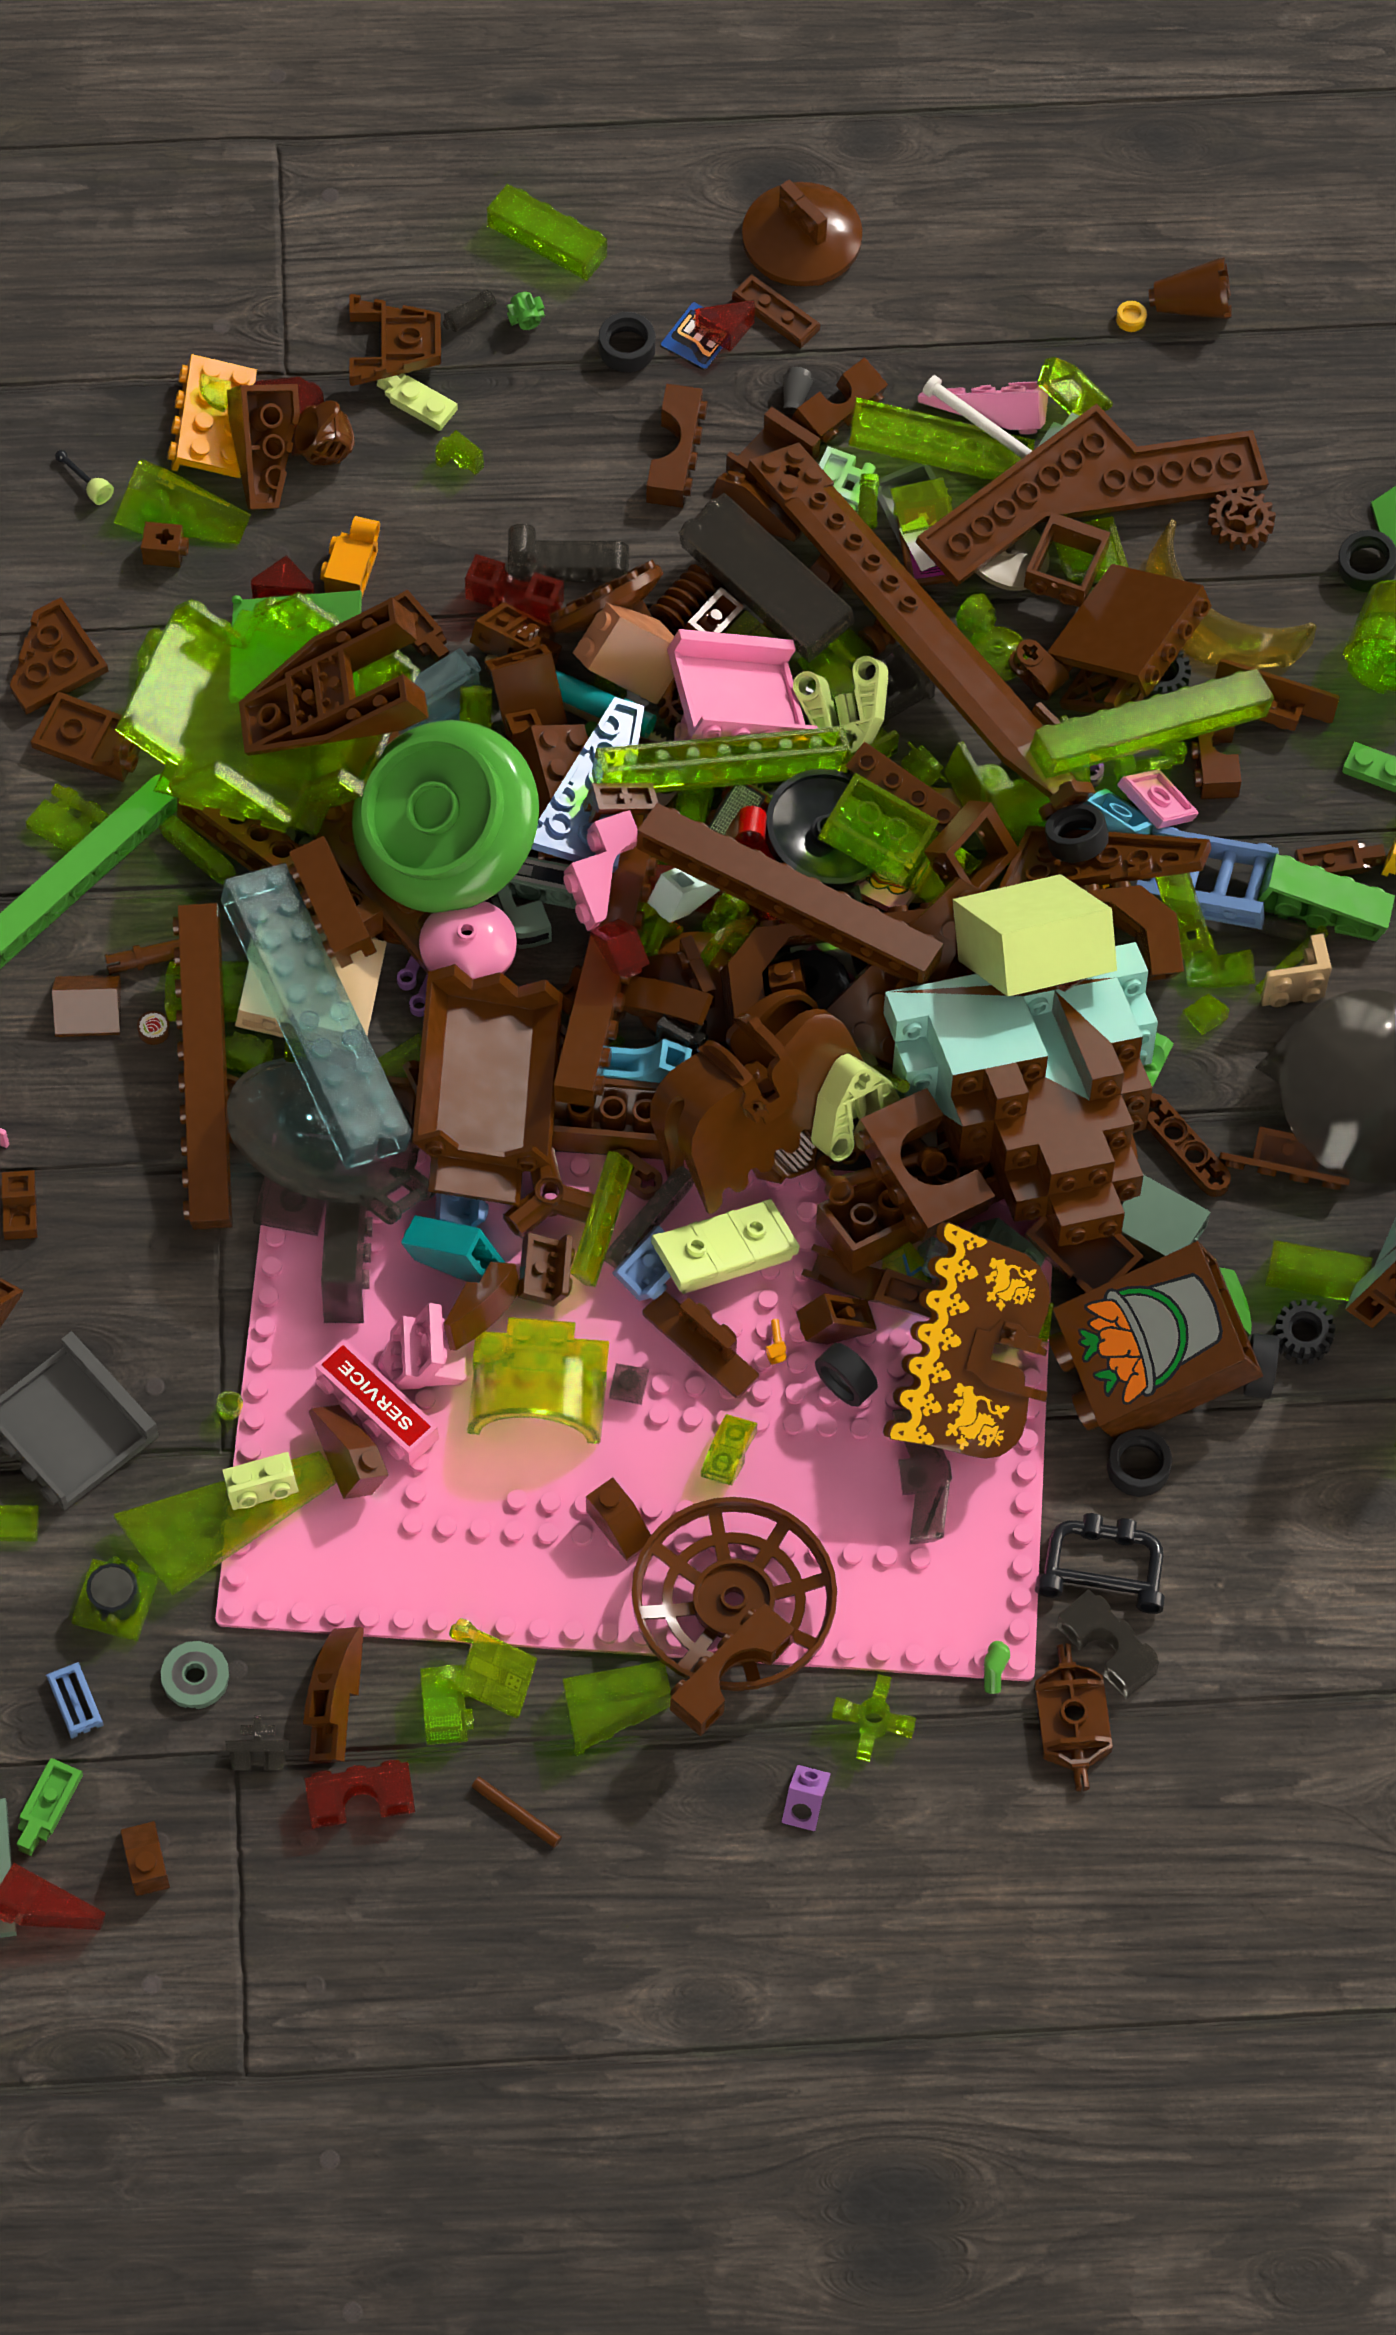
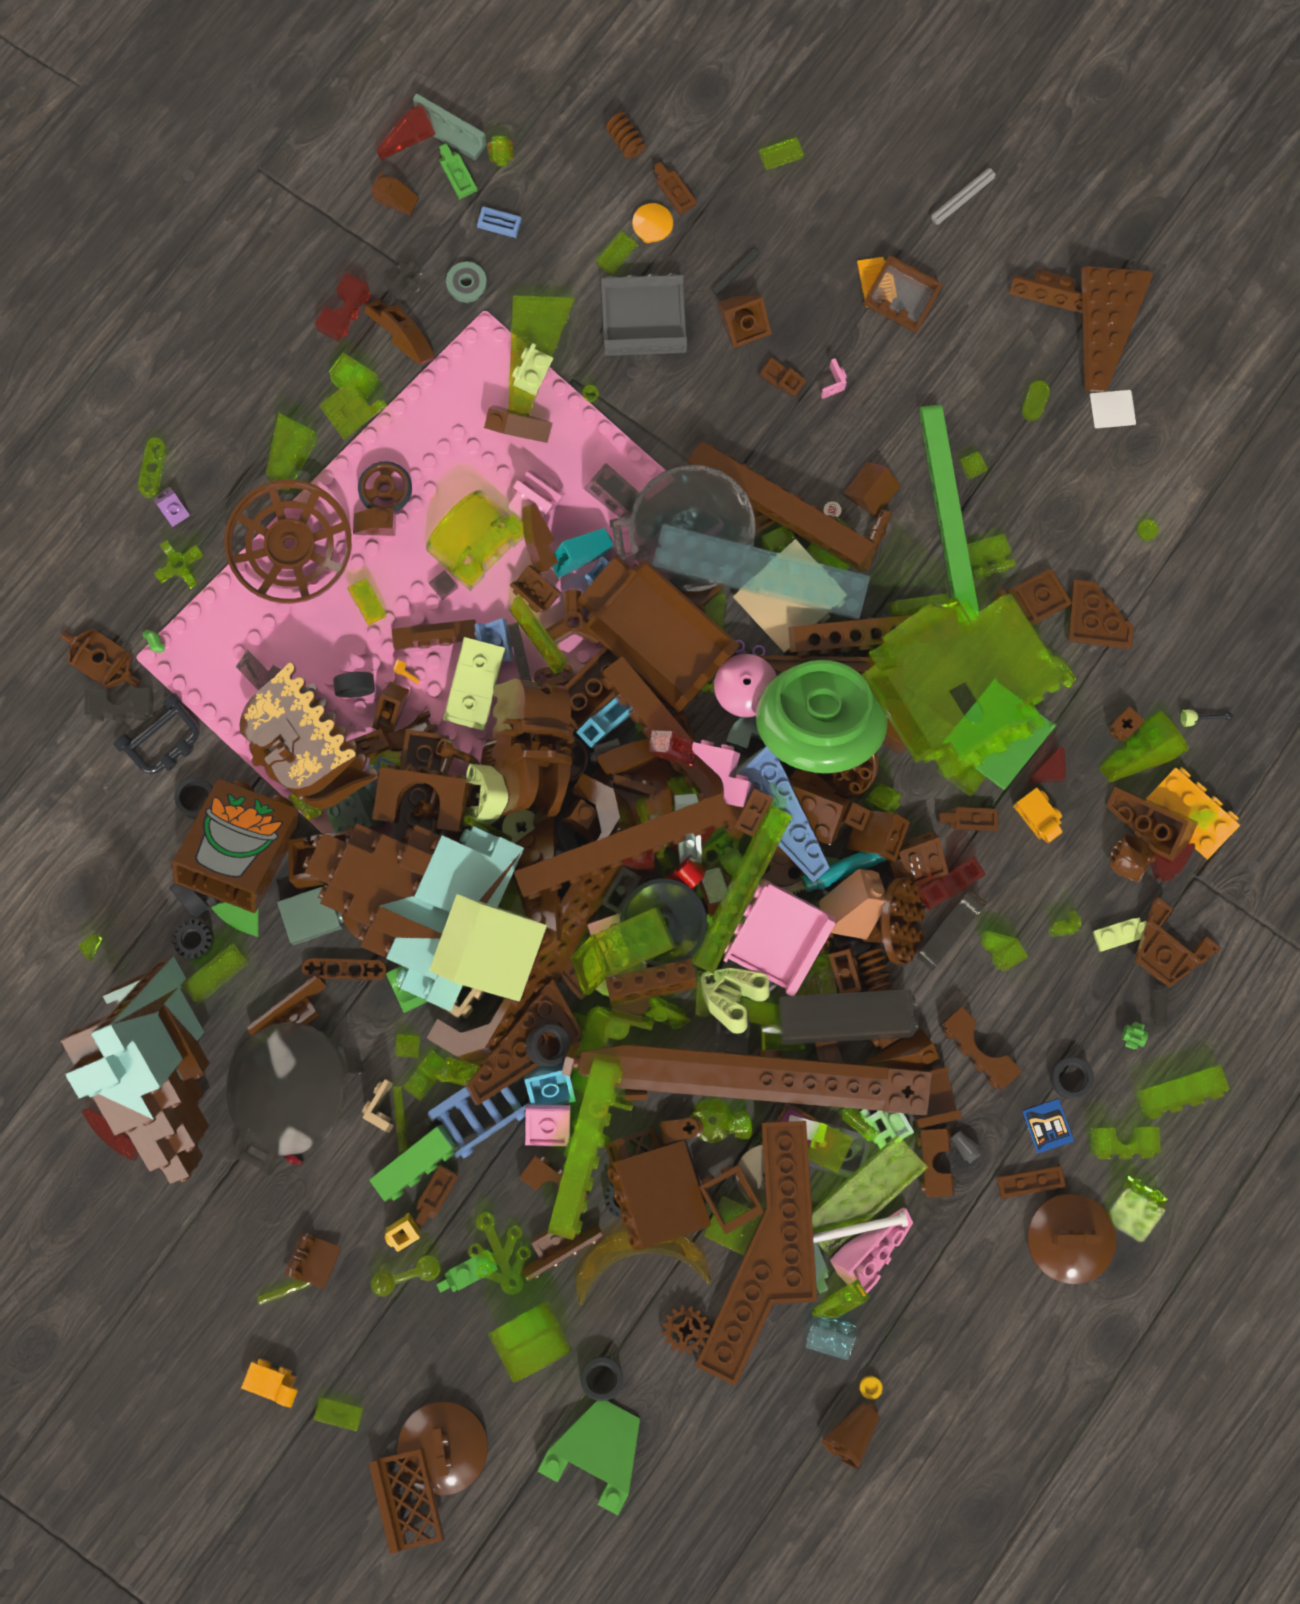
camera: 125 degrees right, 15 degrees up
(113, 1596) = (535, 271): piece -> none
(313, 691) = (947, 692): reddish brown wedge -> none
(331, 900) = (815, 621): reddish brown brick -> none
(376, 1402) = (526, 456): brick -> none
(443, 685) = (914, 791): clear light blue window -> none
(516, 1812) = (276, 372): reddish brown bar -> none
(539, 1558) = (386, 469): none -> reddish brown wheel
(541, 492) = (1005, 949): none -> clear neon green slope
(638, 232) = (1105, 1143): none -> clear neon green arch
(711, 190) = (1137, 1209): none -> clear neon green bracket
(725, 322) = (1040, 1142): clear red slope -> none
(749, 1864) = (147, 459): none -> clear neon green beam
(759, 1639) = (248, 527): reddish brown arch -> none
(993, 834) = (596, 979): reddish brown window -> none
(1117, 380) = (831, 1337): none -> clear light blue bracket
(1336, 748) = (500, 1256): none -> clear neon green plant

